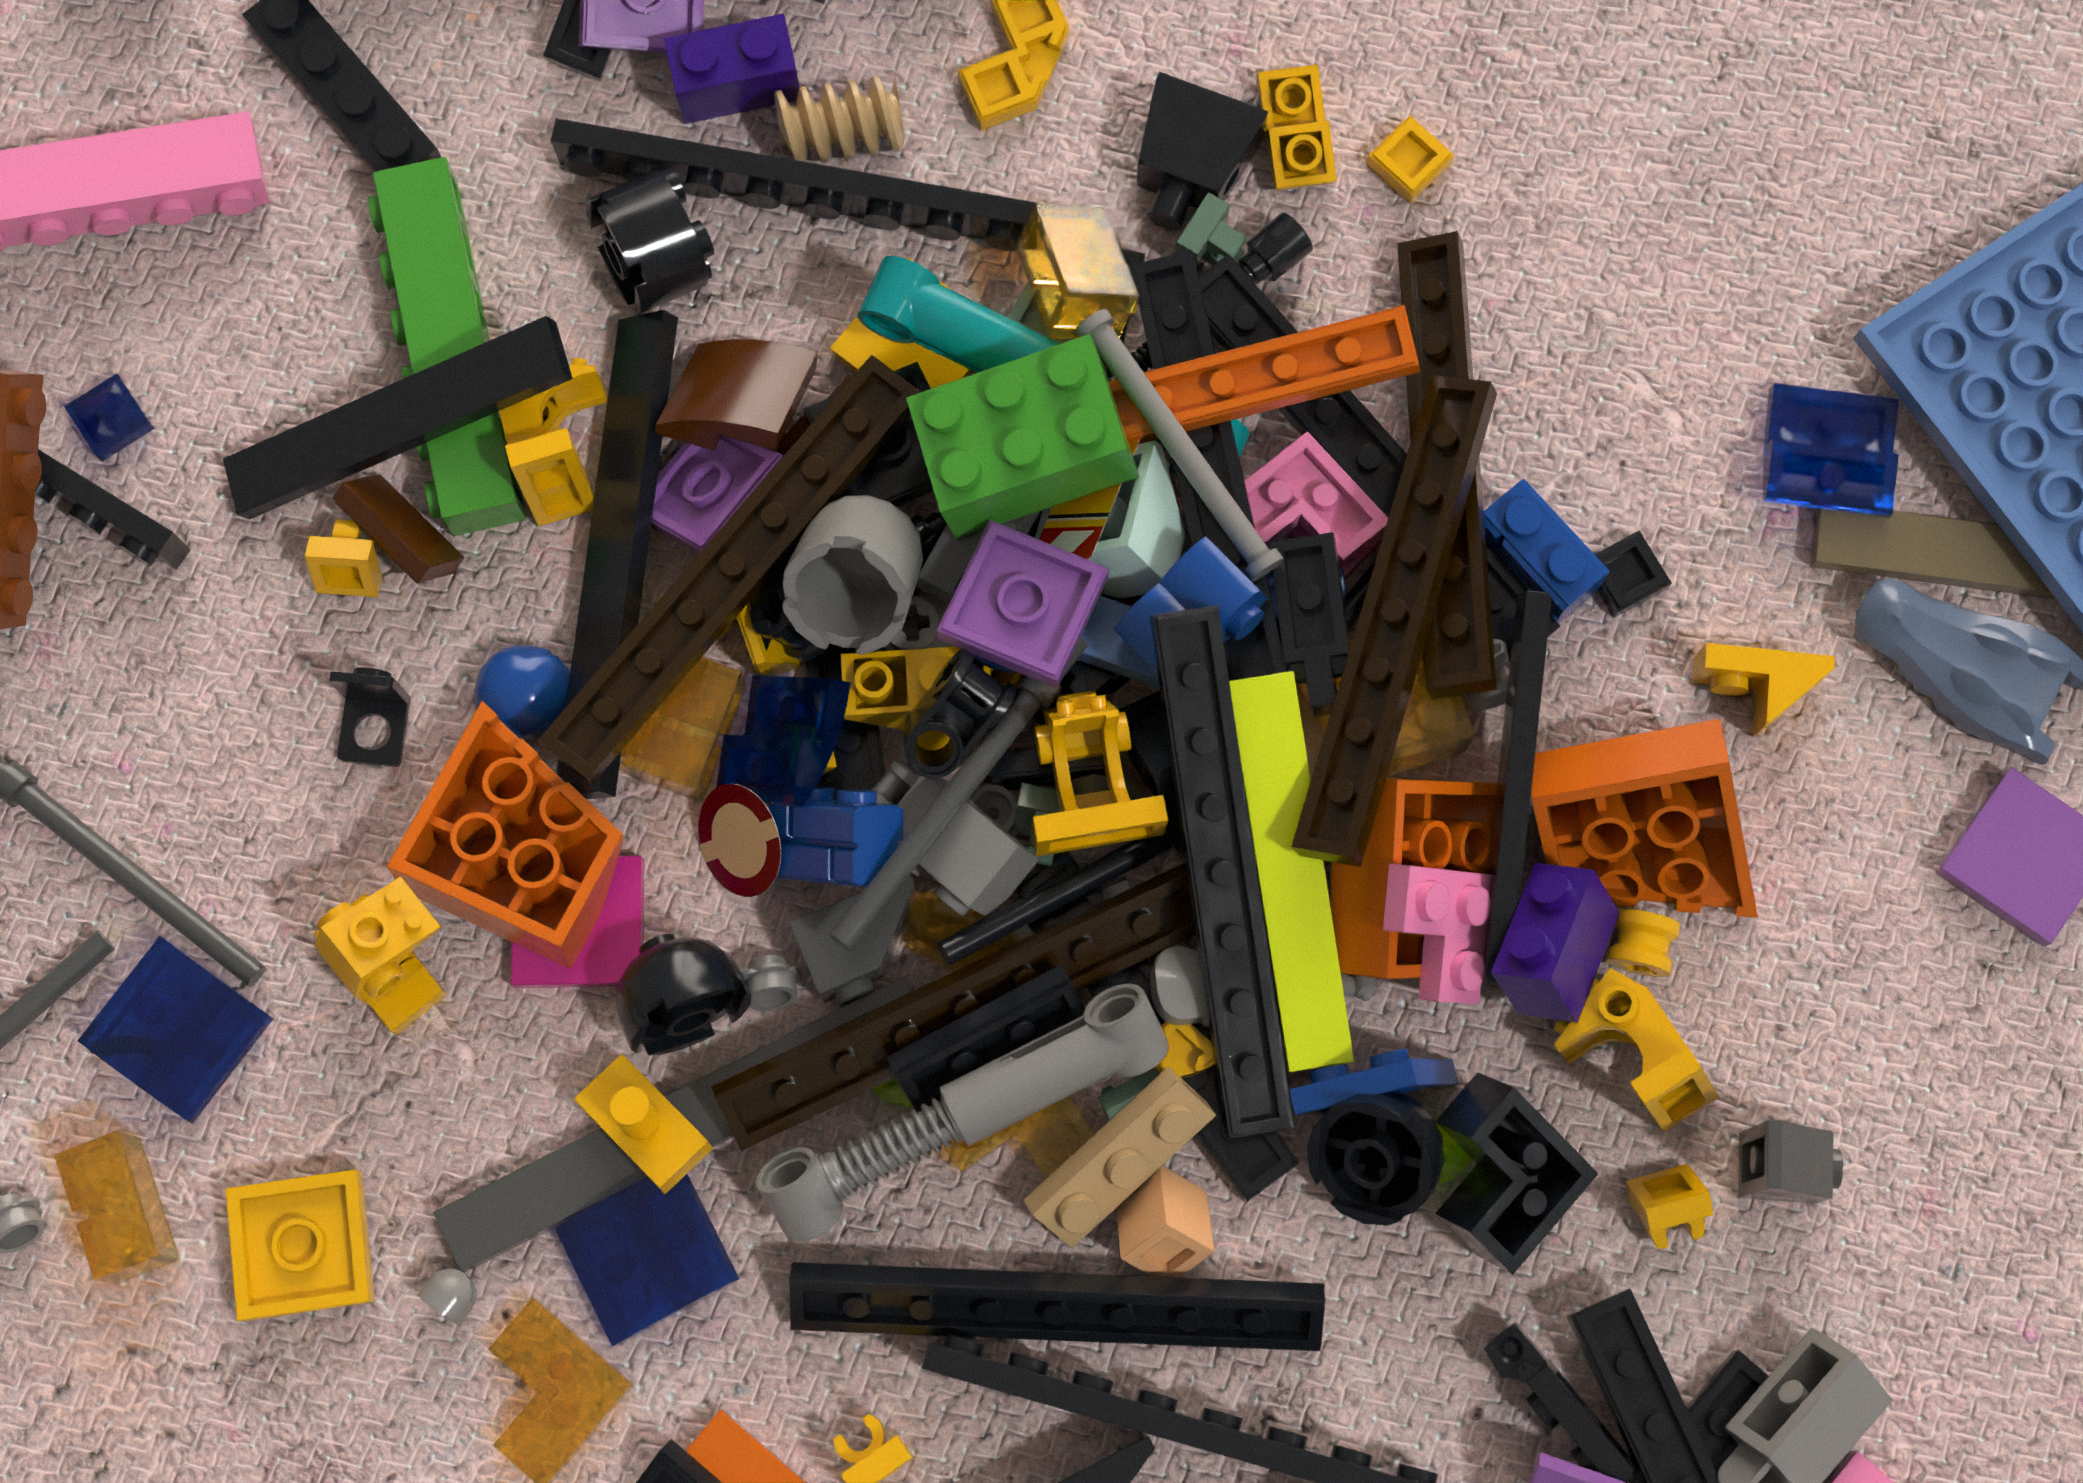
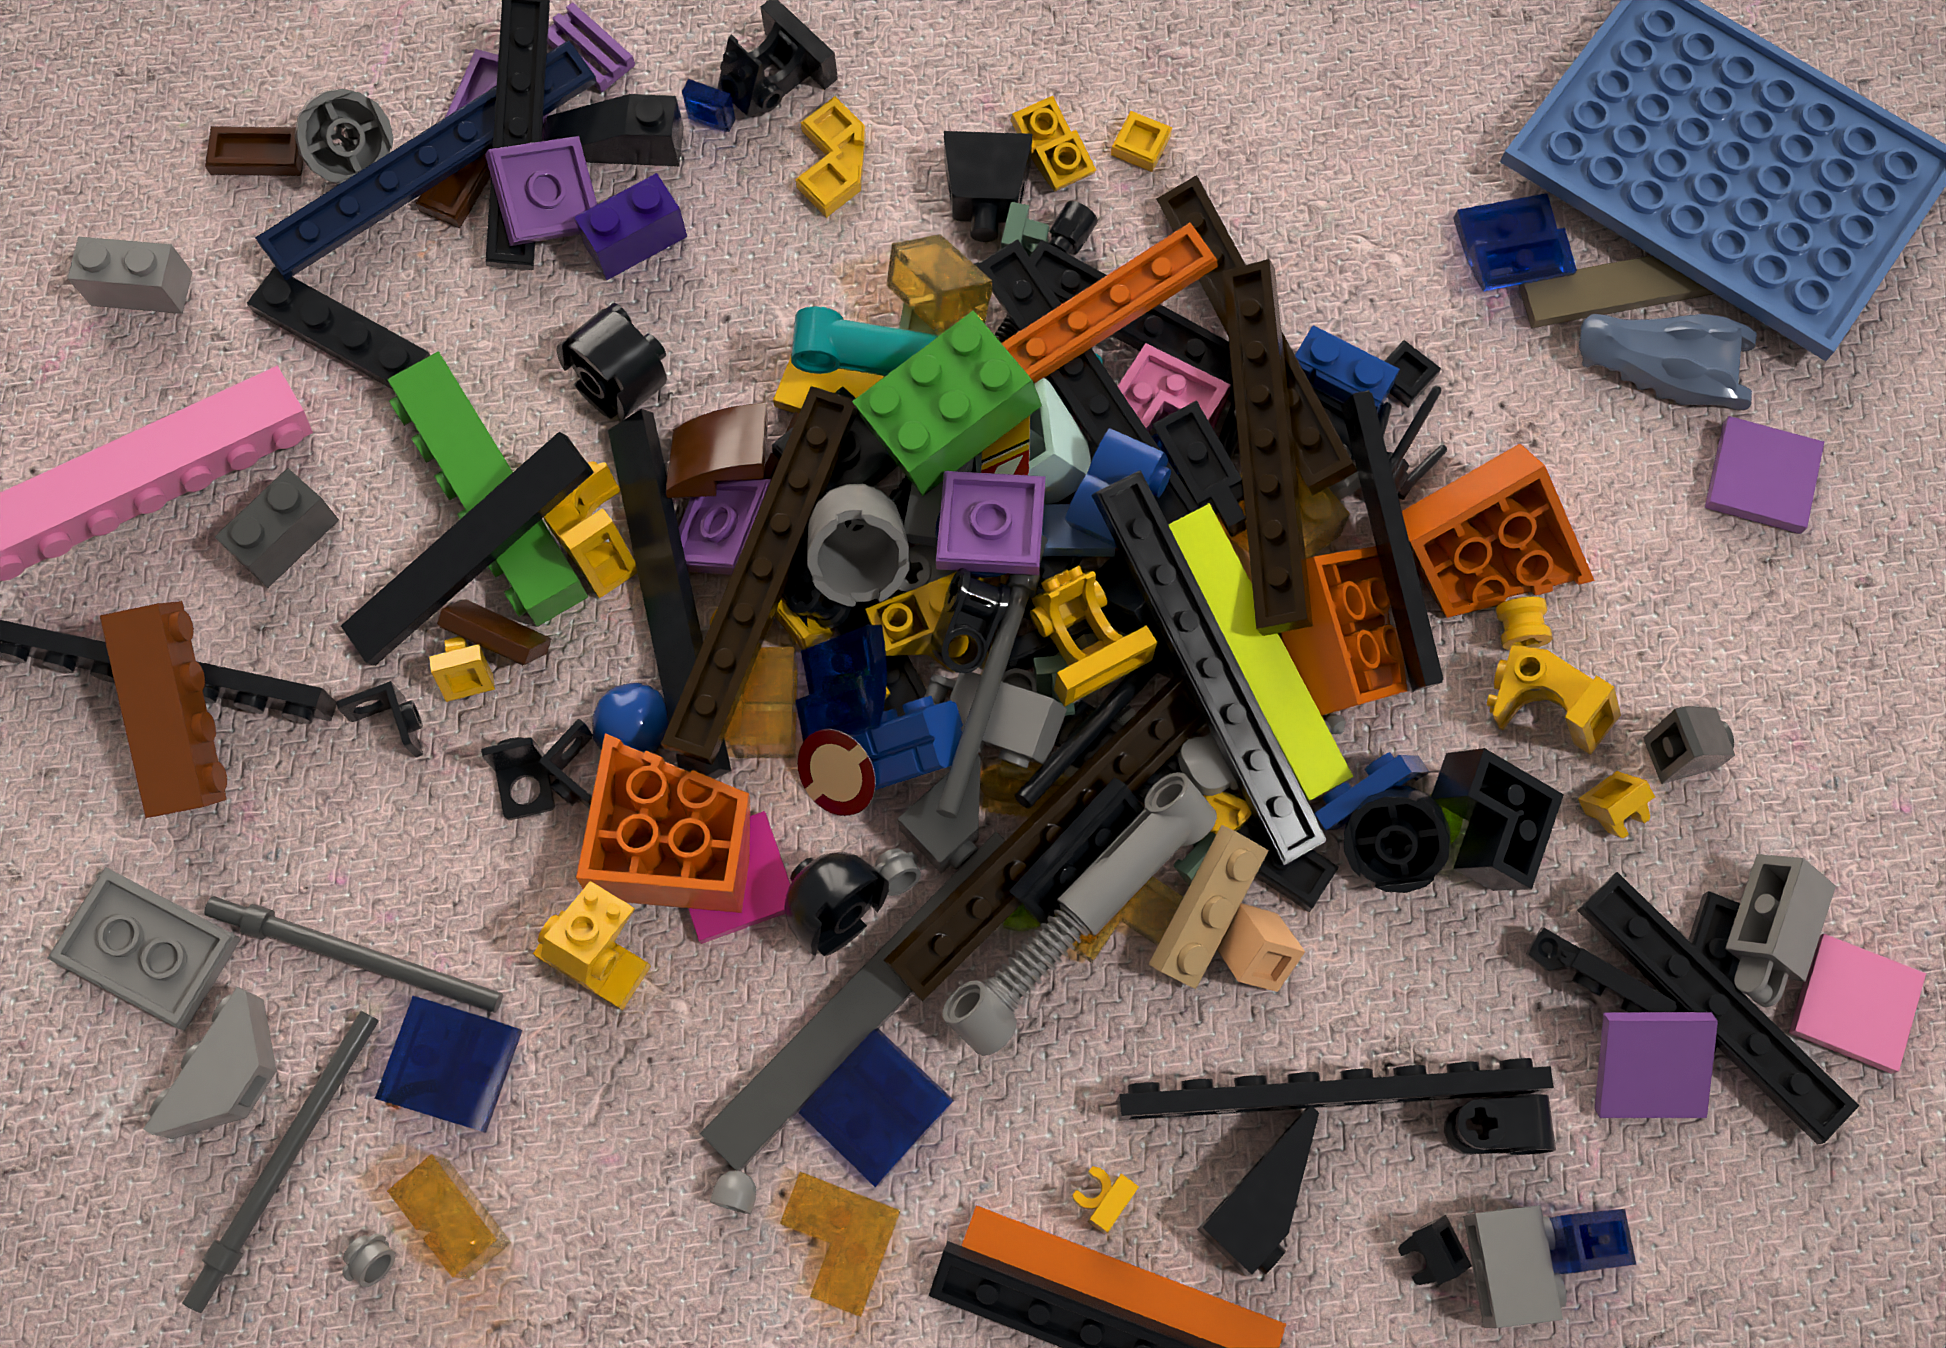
camera: 20 degrees left, 5 degrees down
(109, 417) = (241, 624): clear blue tile -> none
(186, 314) = (277, 527): none -> dark grey brick
(261, 592) = (388, 697): none -> black bracket
(299, 1245) = (603, 1196): yellow plate -> none
(420, 710) = (555, 762): none -> black bracket
(643, 1123) = (839, 1007): yellow tile -> none
(774, 181) = (706, 292): black plate -> none
(840, 120) = (722, 237): tan piece -> none
(1056, 1306) = (1200, 1036): black plate -> none
(1180, 446) = (1067, 375): light grey bar -> none
(1453, 916) = (1382, 644): bright pink plate -> none
(1555, 942) = (1465, 640): dark purple brick -> none
(1559, 687) = (1399, 466): none -> black plant
(1776, 676) = (1537, 407): yellow slope -> none

